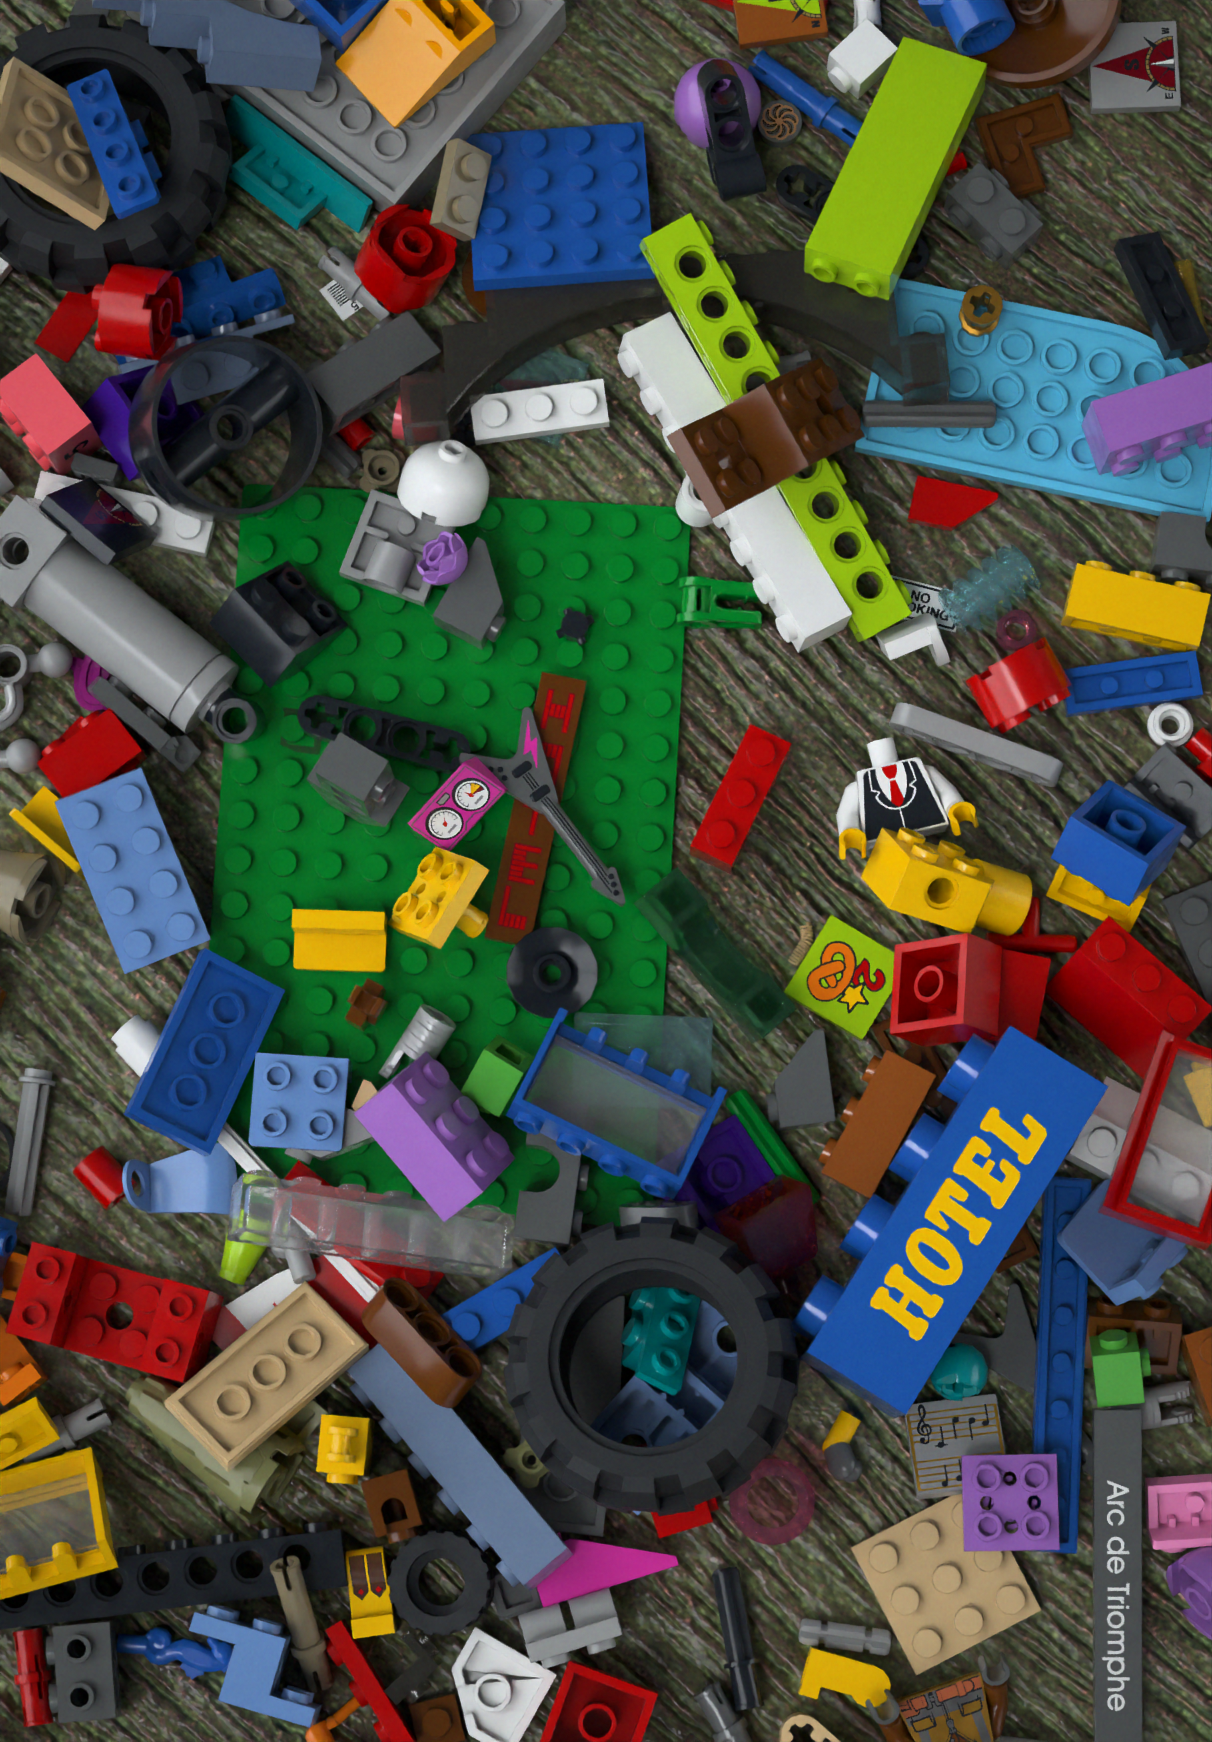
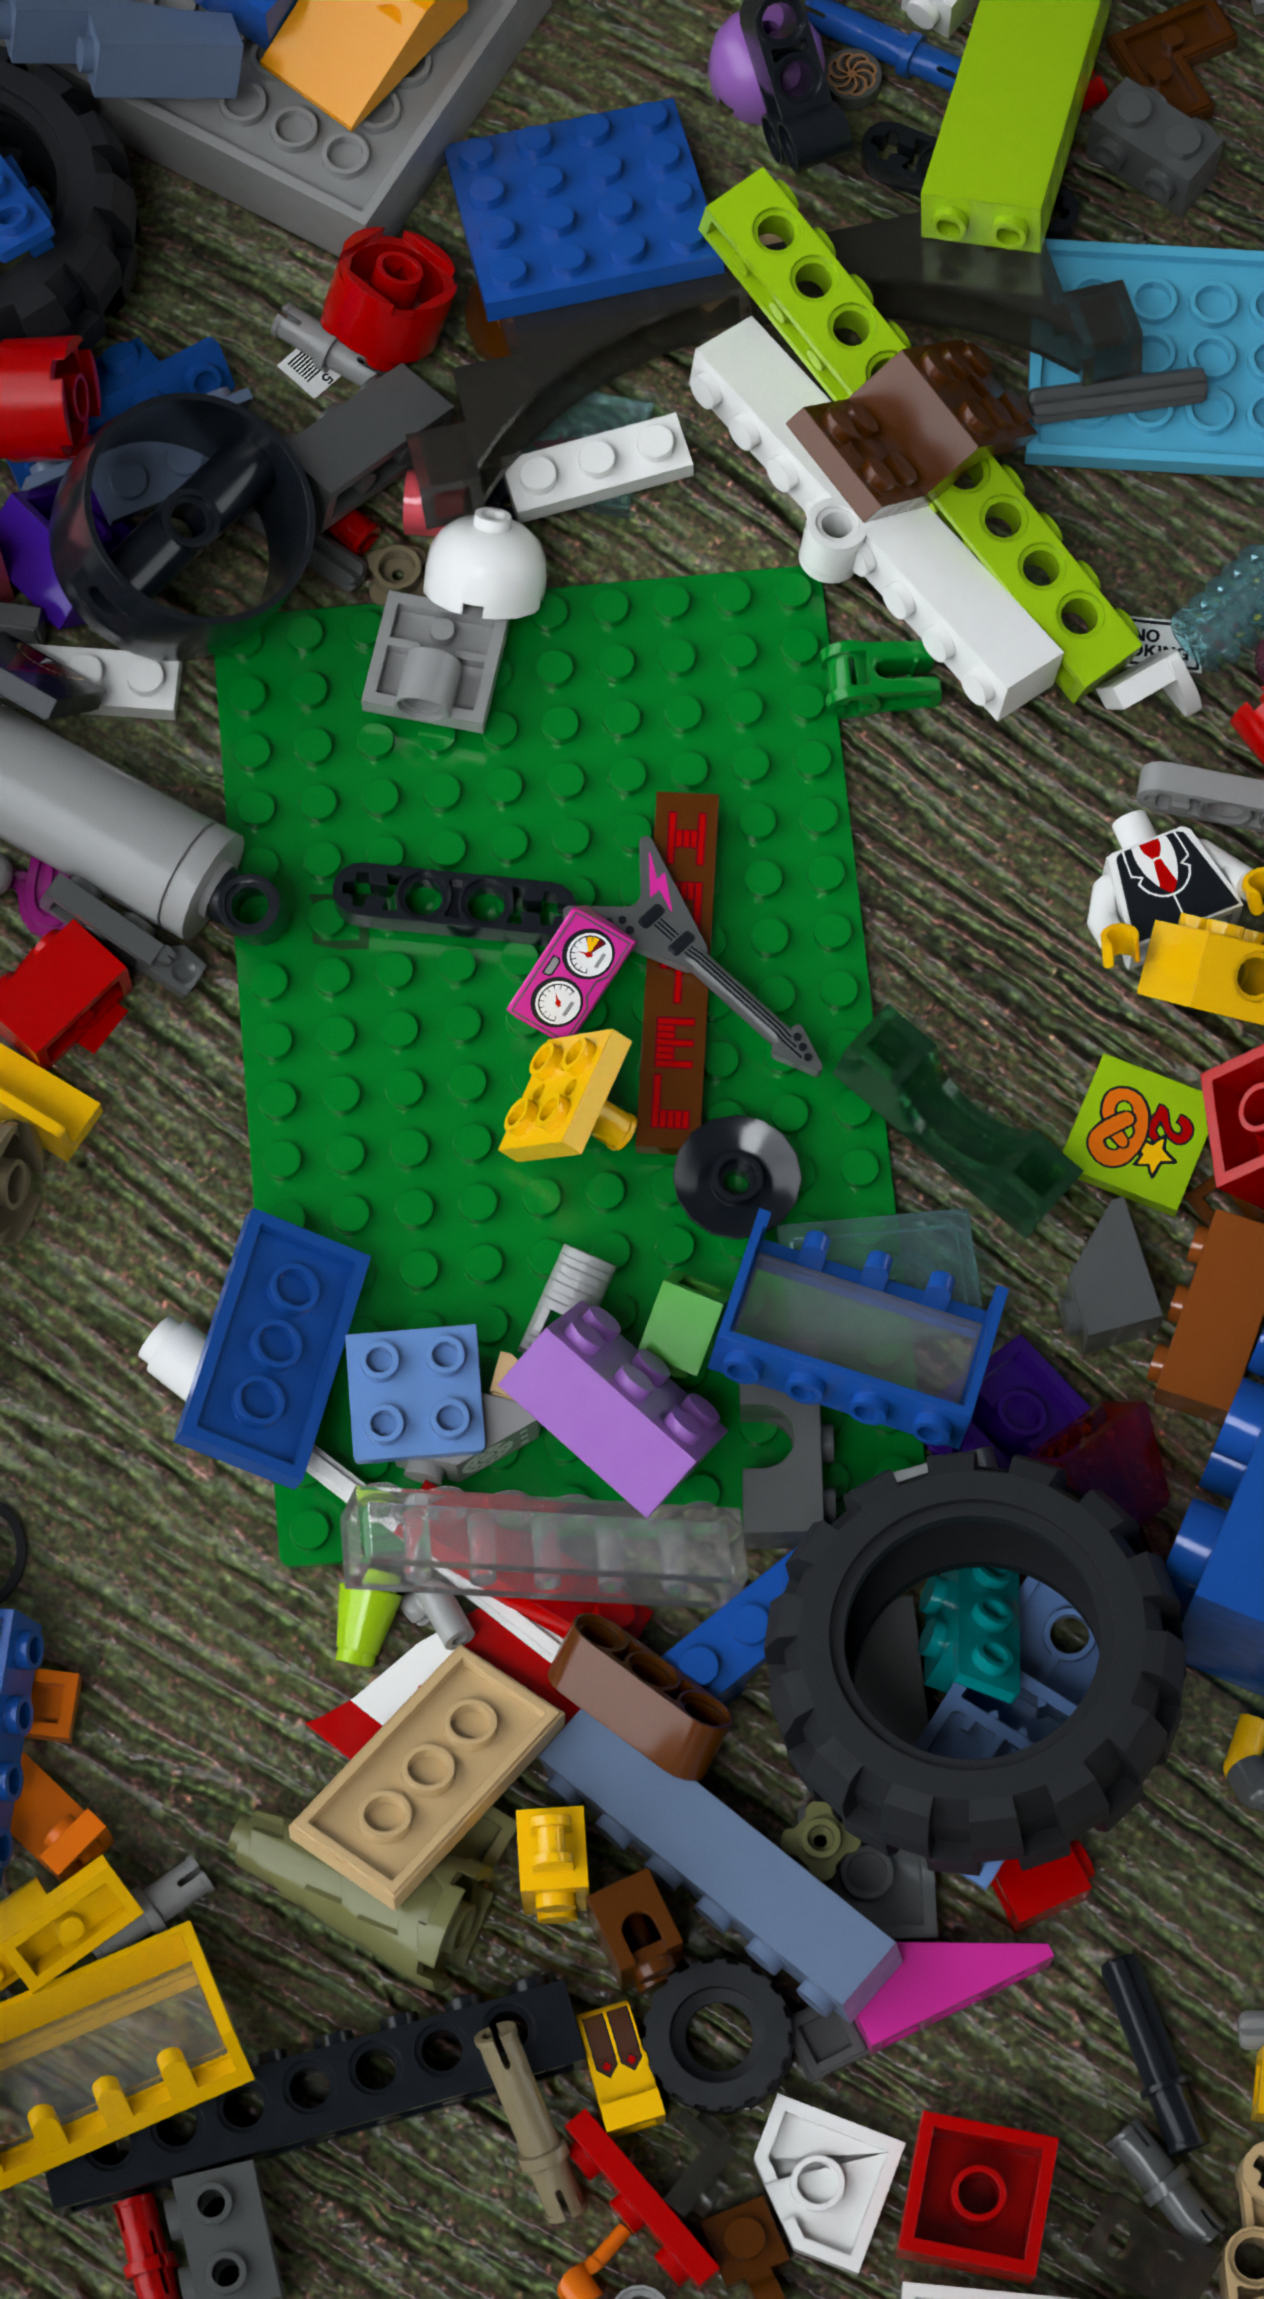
camera: 10 degrees left, 10 degrees down
(28, 1141) = (40, 1515): light grey axle -> none
(69, 1306) = (129, 1725): red plate -> none
(102, 1177) = (155, 1549): red piece -> none
(132, 870) = (136, 1123): medium blue brick -> none
(160, 1650) = (330, 2201): blue animal -> none
(183, 1183) = (270, 1539): medium blue piece -> none
(256, 1665) = (473, 2190): medium blue bracket -> none
(278, 623) = (287, 779): black slope -> none
(287, 174) = (219, 223): teal bracket -> none
(339, 940) = (436, 1178): yellow panel -> none
(357, 782) = (432, 946): dark grey brick -> none
(366, 1005) = (489, 1256): reddish brown plate -> none
(443, 559) = (502, 658): medium lavender plate -> none
(460, 189) = (449, 198): dark tan plate -> none
(473, 602) = (548, 713): dark grey slope -> none
(550, 1639) = (949, 2064): light grey plate -> none
(575, 626) = (690, 730): black piece -> none
(740, 798) = (953, 918): red arch -> none
(766, 1139) = (1062, 1355): green axle -> none
(773, 1536) = (1158, 1893): clear pink piece -> none
(809, 936) = (1072, 1087): tan leg -> none
(946, 504) = (1159, 511): red tile -> none
(971, 301) = (1151, 249): pearl gold bush -> none

